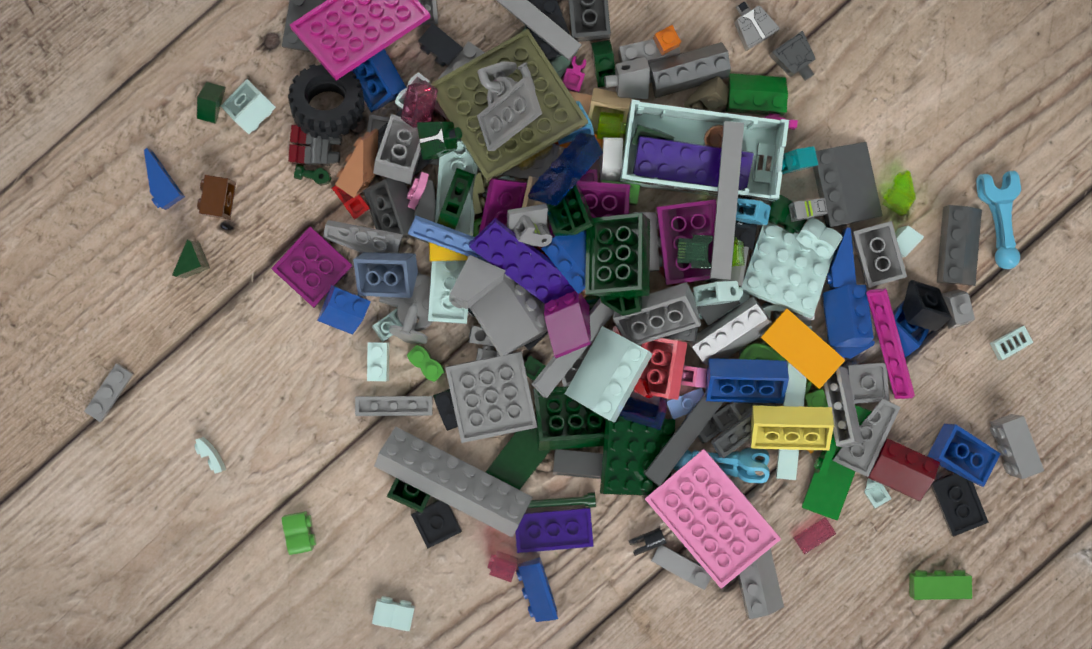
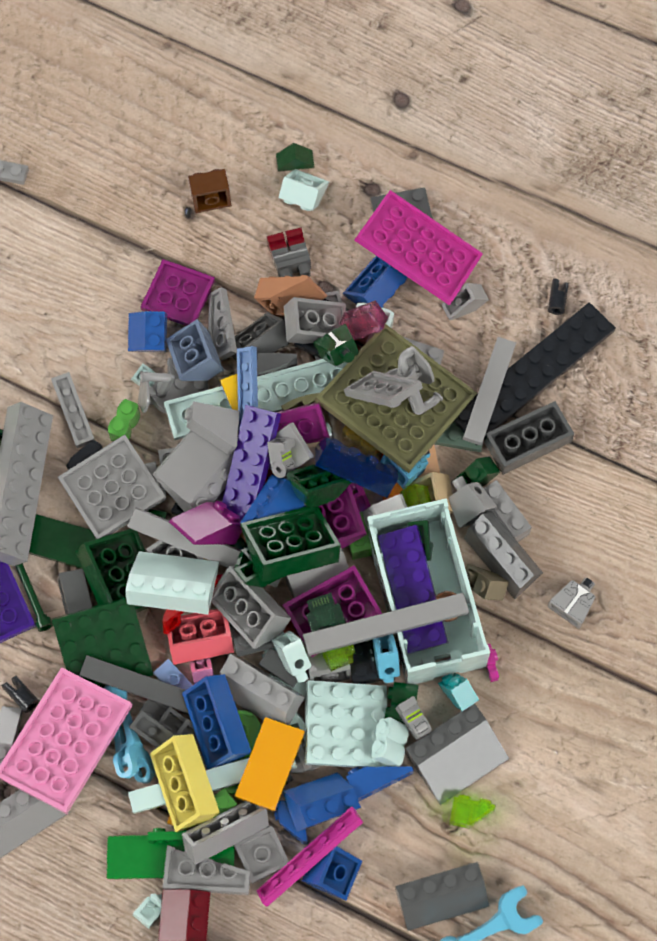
camera: 70 degrees right, 20 degrees down
(160, 183) = (205, 144): blue slope -> none
(191, 260) = (144, 189): dark green slope -> none
(319, 175) = (264, 268): dark green leg -> none
(326, 122) = (323, 261): black tyre -> none
(355, 206) = (251, 308): red slope -> none
(378, 361) = (110, 379): light aqua brick -> none
(417, 189) = (287, 346): bright pink wing -> none
(439, 45) = (429, 325): black brick -> none
(455, 198) = (286, 383): dark green slope -> none
(573, 77) = (450, 455): dark pink plate -> none
(644, 412) = (148, 633): clear blue panel -> none
(667, 40) = (519, 515): orange brick -> none
(757, 94) = (508, 630): green slope -> none
(795, 56) = (562, 652): dark grey torso -> none
(814, 535) = (83, 862): clear pink tile -> none
(879, 254) = (396, 808): light grey slope -> none
(907, 239) = (420, 831): light aqua slope -> none
(925, 306) = (363, 879): black slope -> none
(959, 308) = (373, 917): light grey torso -> none

